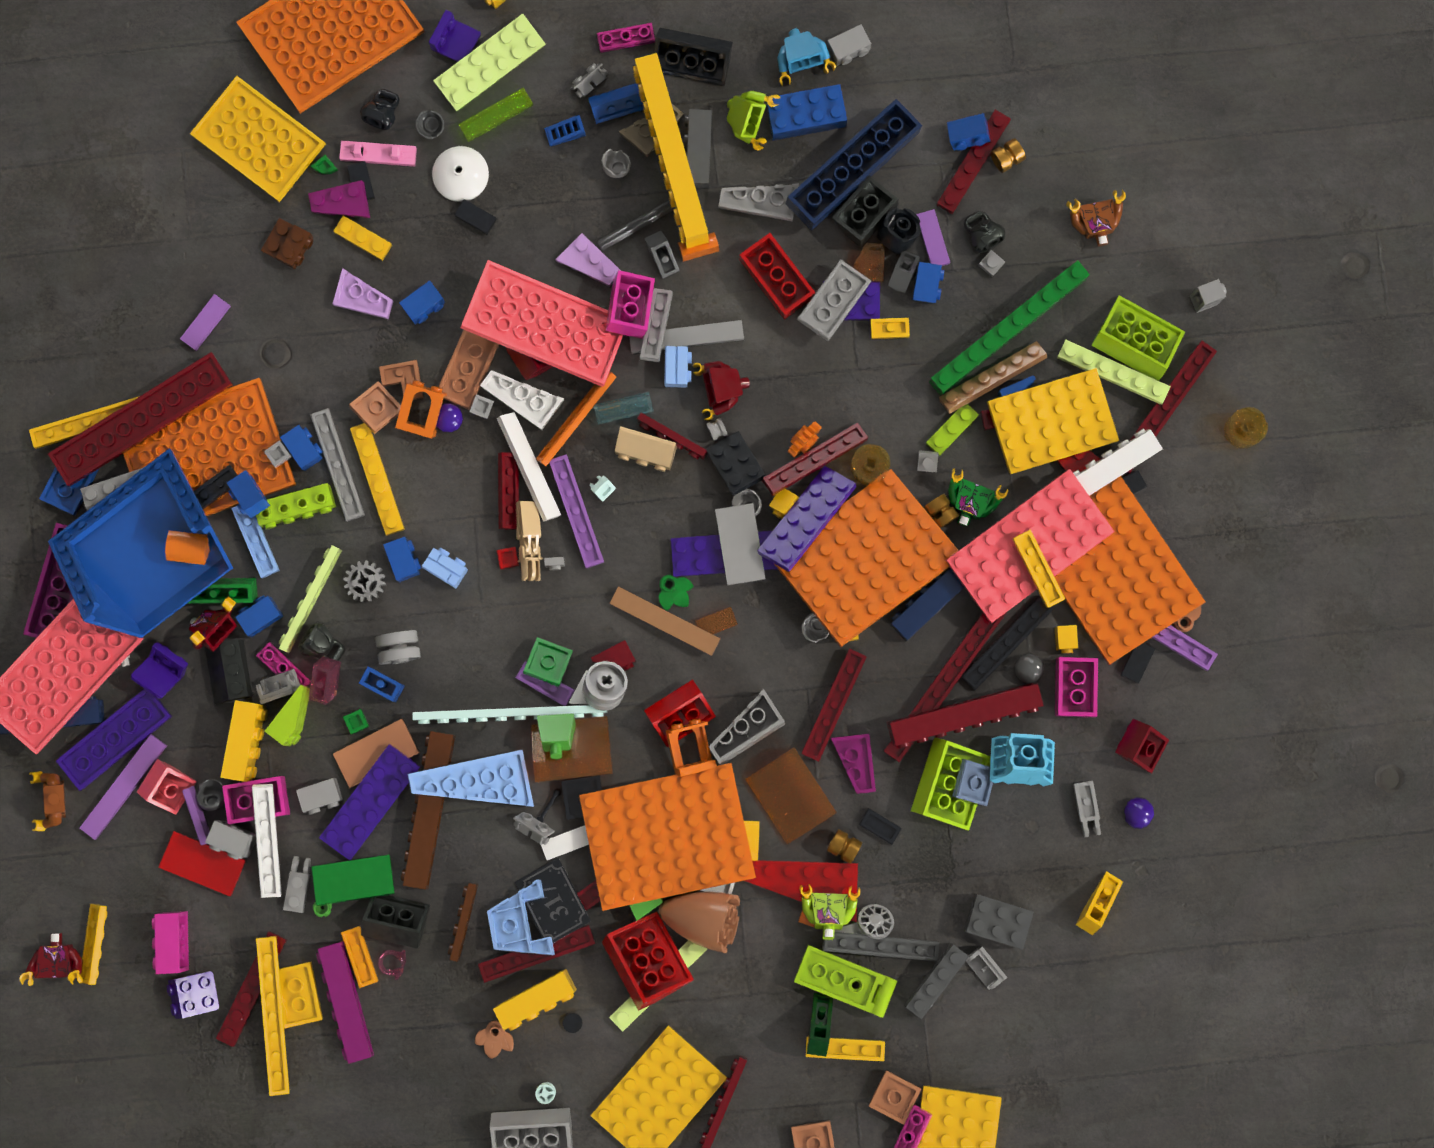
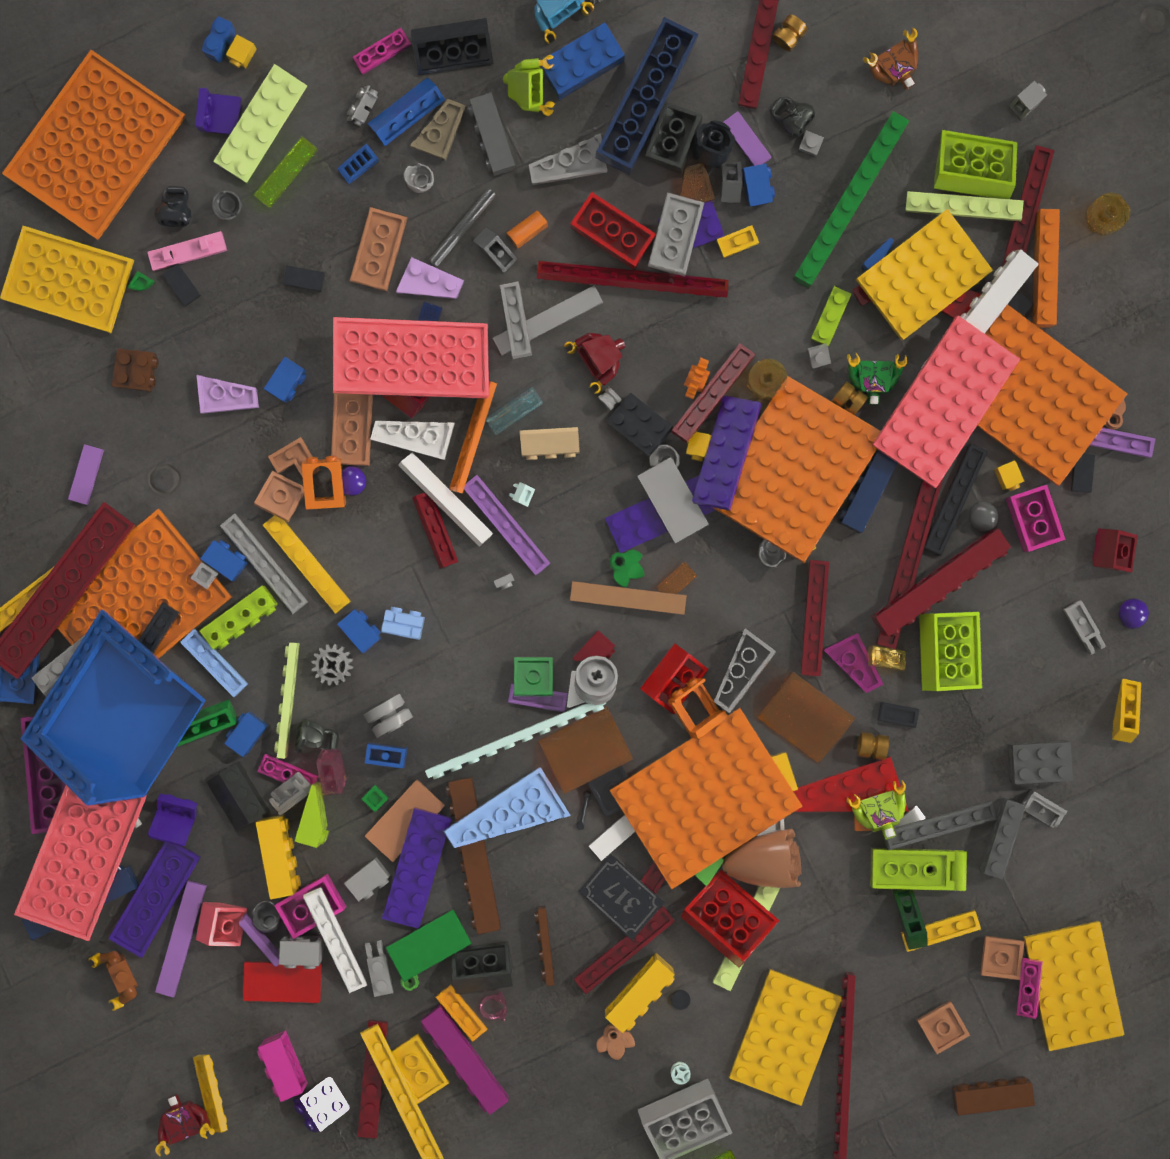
camera: 25 degrees left, 5 degrees up
(187, 547) = (155, 697): orange brick -> none
(212, 626) = (206, 760): dark red torso -> none
(248, 494) = (191, 624): blue brick -> none
(341, 200) = (170, 309): magenta wing -> none
(362, 238) = (204, 338): yellow plate -> none
(462, 185) = (279, 253): white dish -> none
(481, 406) = (379, 458): light grey plate -> none
(507, 558) = (458, 592): red tile -> none
(511, 927) = (591, 933): light blue wing -> none
(528, 534) = (470, 563): tan arm -> none
(540, 831) = (569, 834): light grey hinge -> none
(554, 215) = (378, 249): none -> nougat tile
(556, 733) = (567, 741): bright green torso -> none
(580, 289) = (430, 312): none -> clear blue plate
(630, 304) = (484, 309): dark pink brick -> none
(665, 433) = (561, 420): dark red plate -> none
(671, 150) = (469, 147): yellow brick -> none
(677, 366) = (549, 352): light blue brick -> none
(779, 327) = (632, 279): none -> dark red plate
(875, 921) = (926, 804): light grey wheel -> none
(888, 767) = (887, 658): none -> clear yellow plate
(968, 132) = (744, 24): blue brick -> none
(973, 783) = (972, 642): sand blue tile -> none
(993, 377) = (852, 252): medium nougat plate -> none
(1022, 759) = (1008, 604): medium azure slope -> none
(1038, 568) = (962, 421): yellow plate -> none
(1170, 457) = (1046, 273): none -> orange brick

